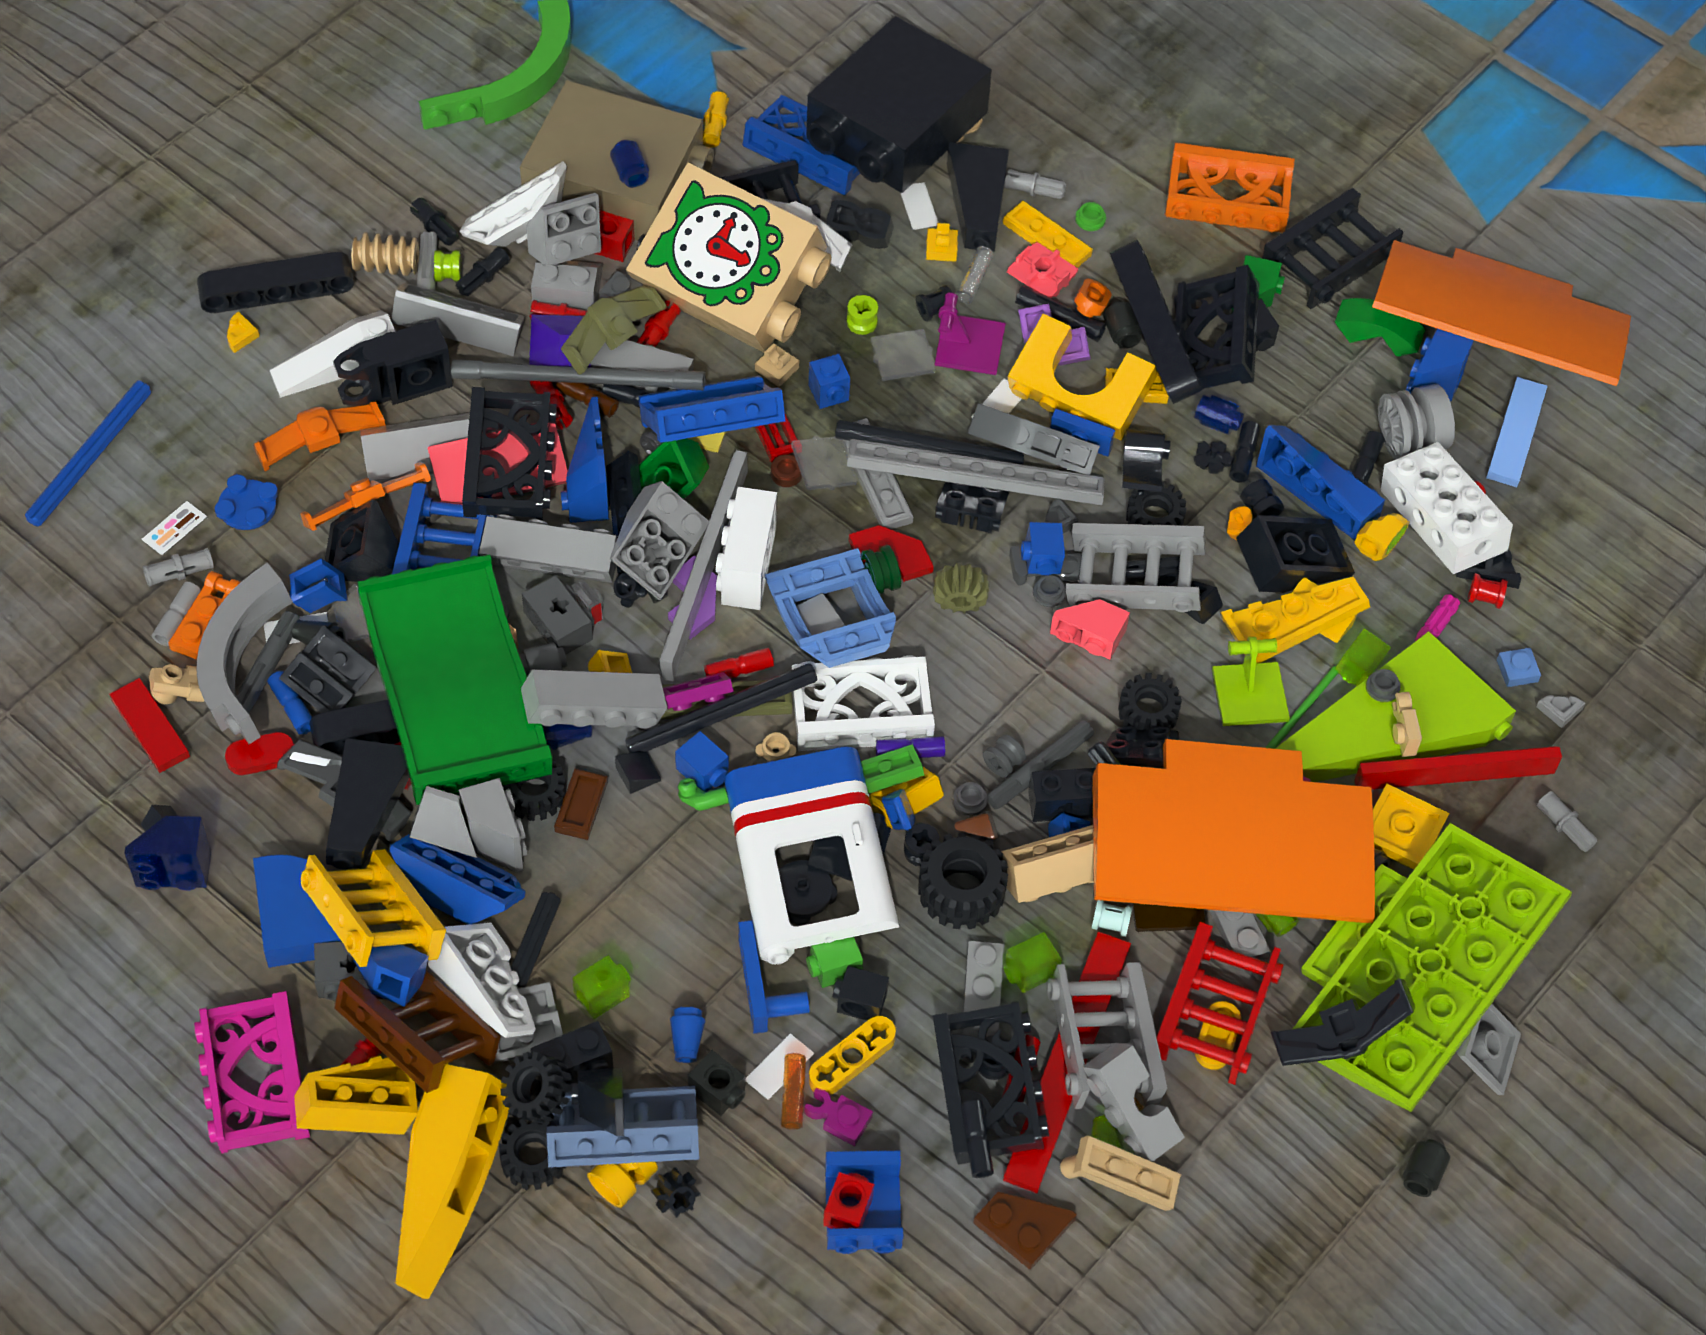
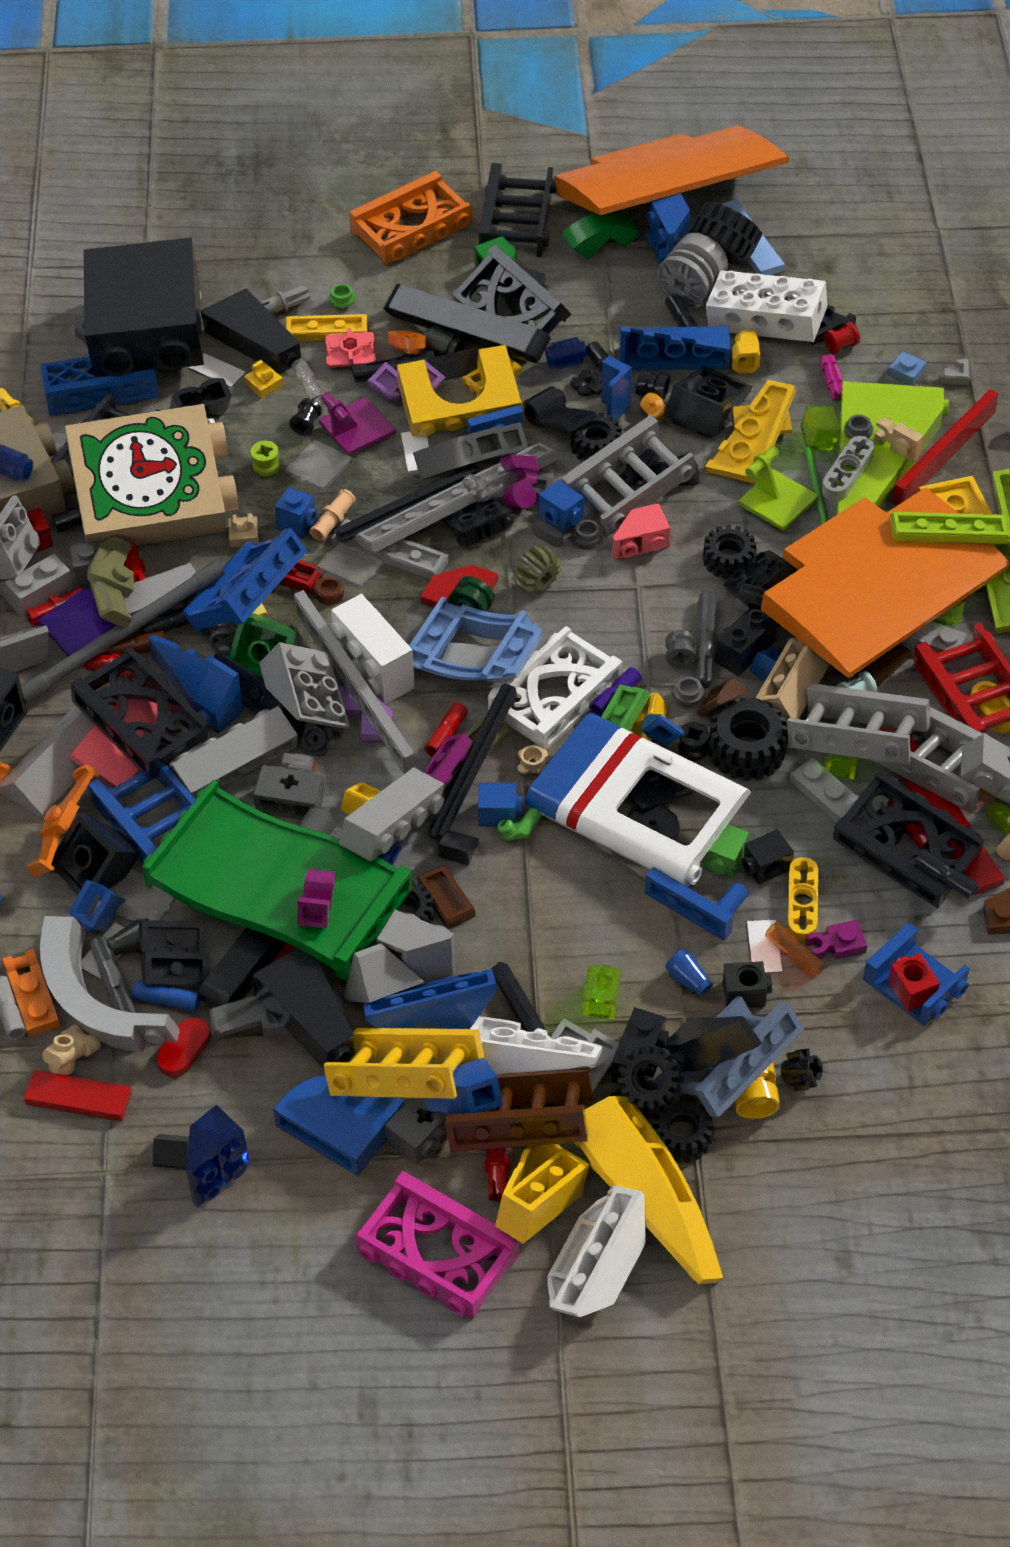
camera: 40 degrees left, 5 degrees down
(345, 1193) = (599, 1254): none -> white wedge
(455, 712) = (316, 903): none -> magenta leg
(860, 407) = (332, 515): none -> light nougat pin
(993, 480) = (481, 490): none -> clear arm
(1029, 507) = (520, 493): none -> magenta leg
(1077, 925) = (859, 706): none -> light grey fence
(1111, 349) = (456, 363): none -> black sticker
(1212, 484) = (616, 387): none -> blue panel
(1340, 703) = (847, 479): none -> light grey beam
(1344, 841) = (949, 527): none -> lime tile
(1481, 410) = (730, 229): none -> black tyre

